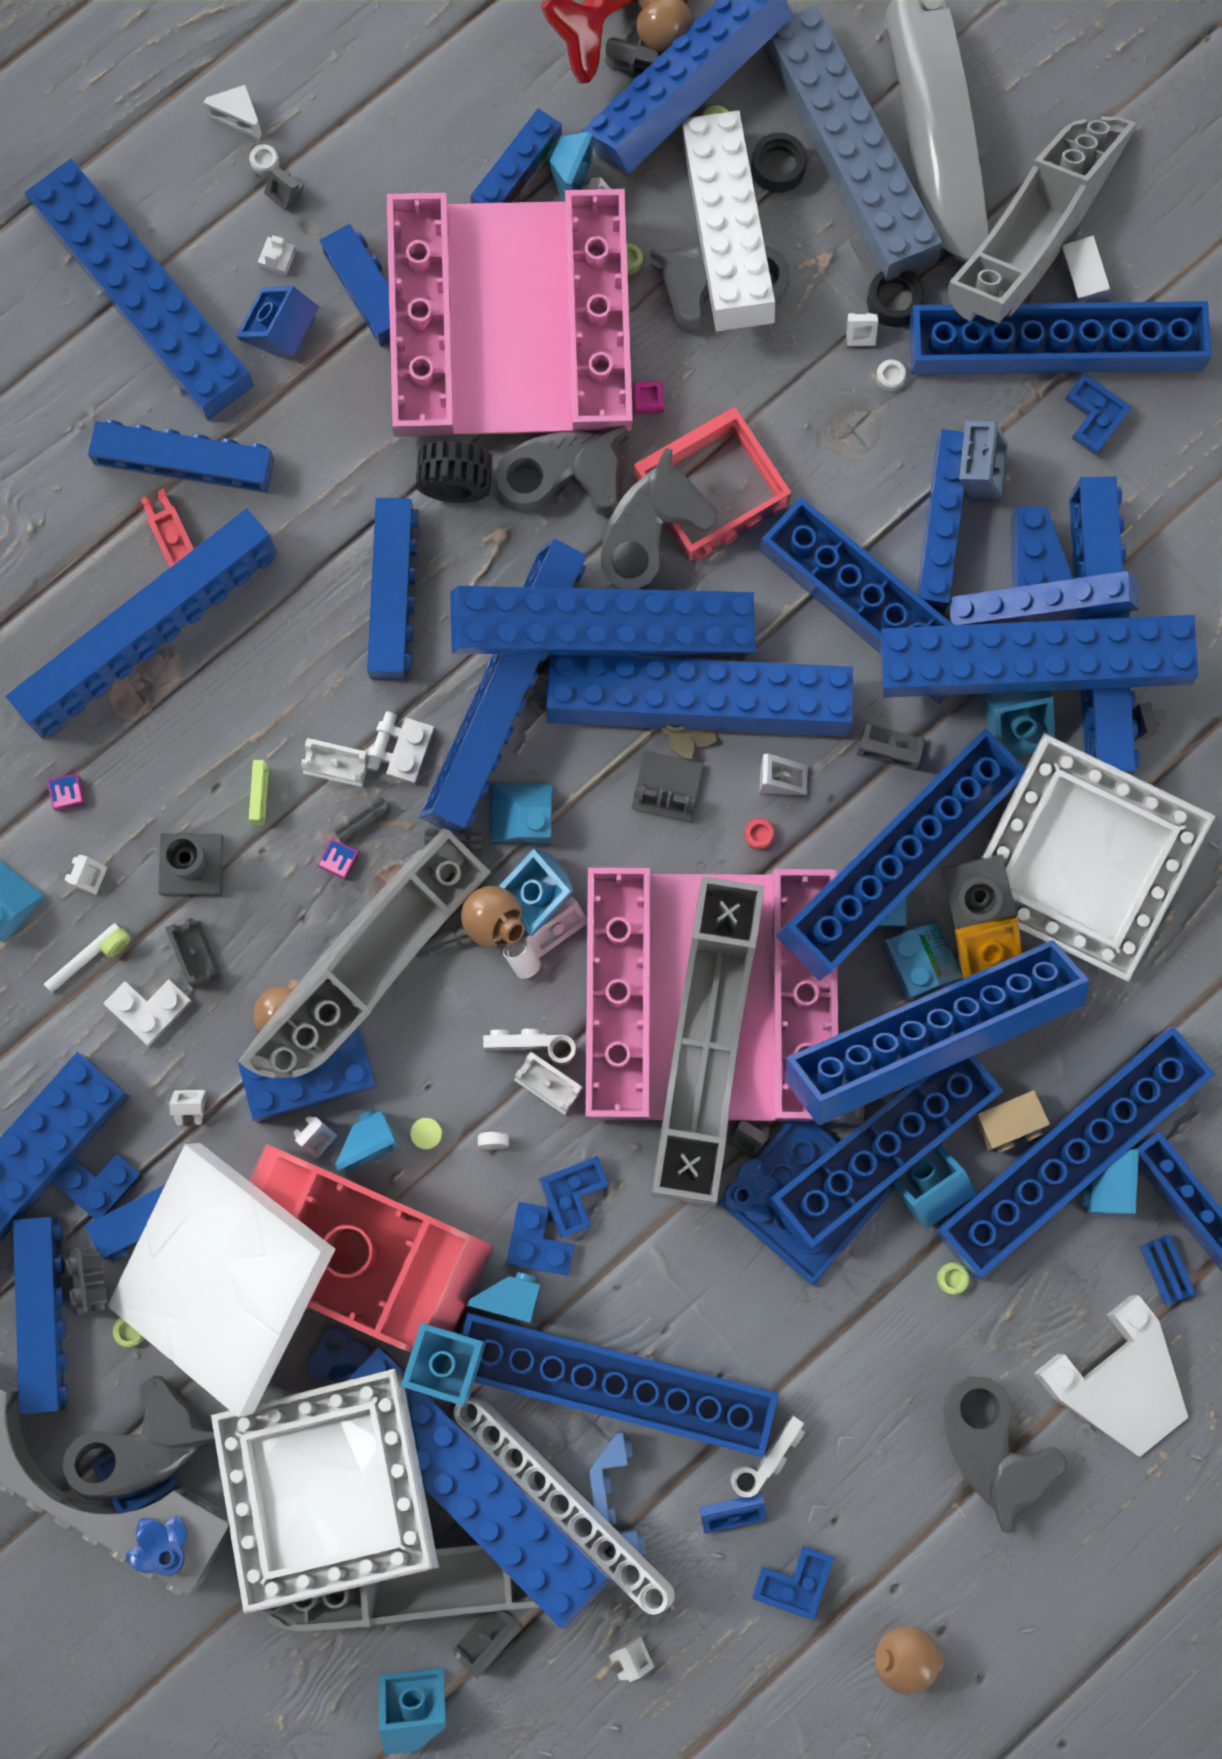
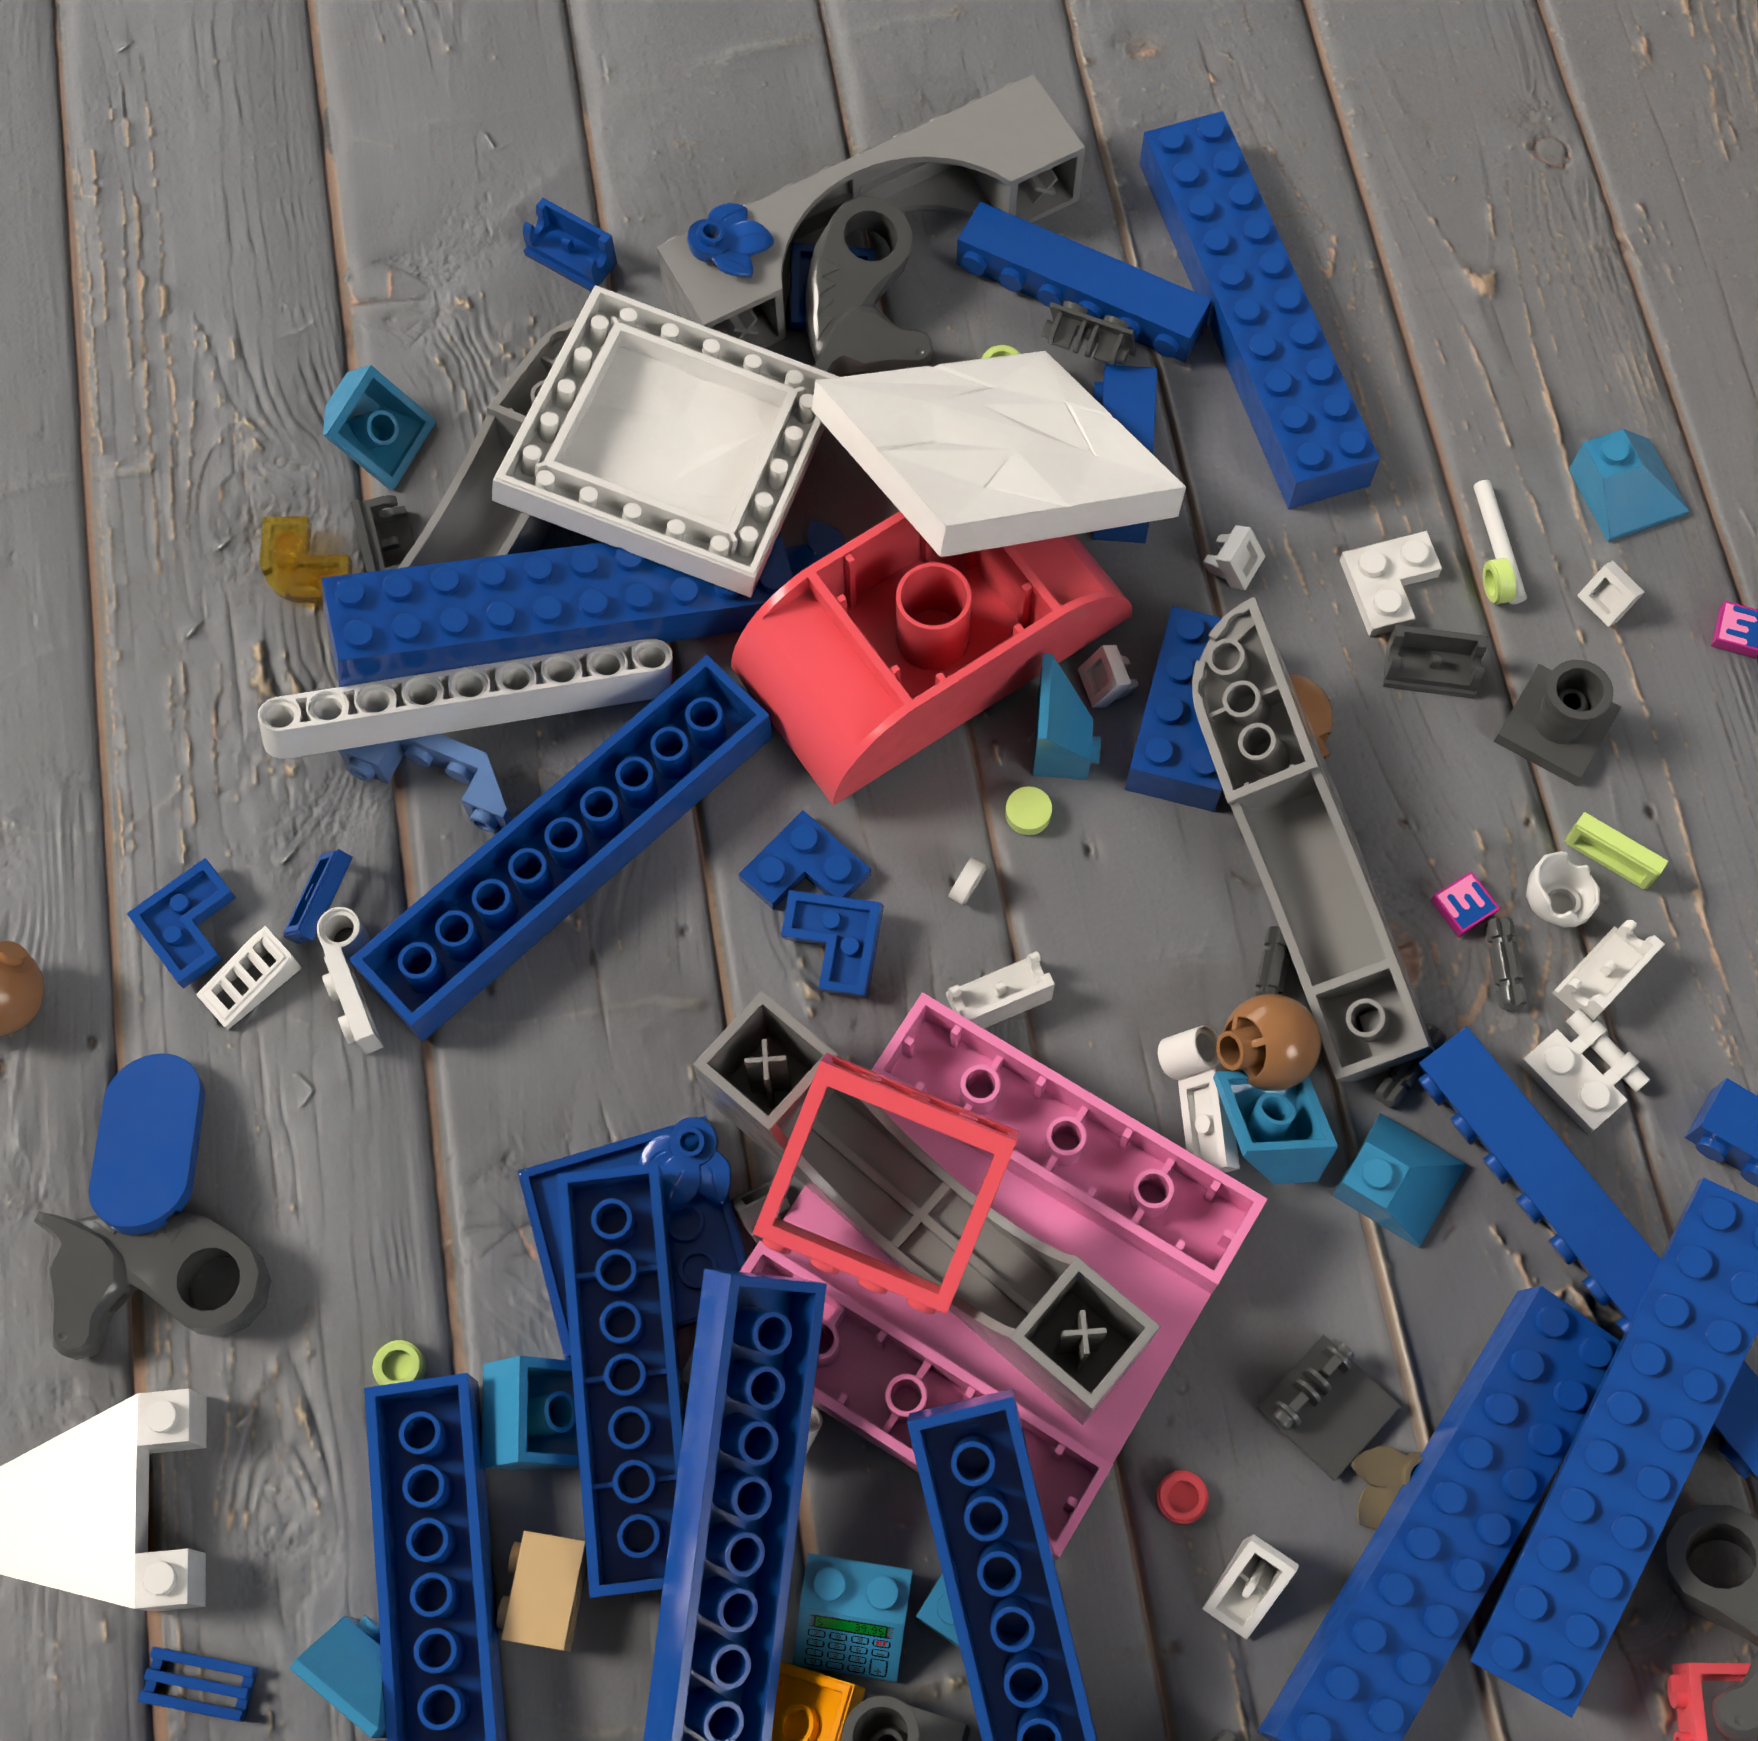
camera: 125 degrees right, 10 degrees down
(98, 1193) = (1189, 417): blue plate -> none
(202, 1675) = (569, 245): none -> blue hinge
(302, 808) = (1562, 891): none -> white hair
(443, 1364) = (721, 639): dark azure slope -> none
(510, 1297) = (750, 779): dark azure slope -> none
(529, 1040) = (1070, 1003): white plate -> none
(540, 1689) = (287, 560): none -> clear yellow plate
(634, 1660) = (243, 686): white tile -> none
(670, 1071) = (917, 1107): none -> coral window
(778, 1514) = (248, 955): none -> white slope
(930, 1503) = (147, 1144): none -> blue tile

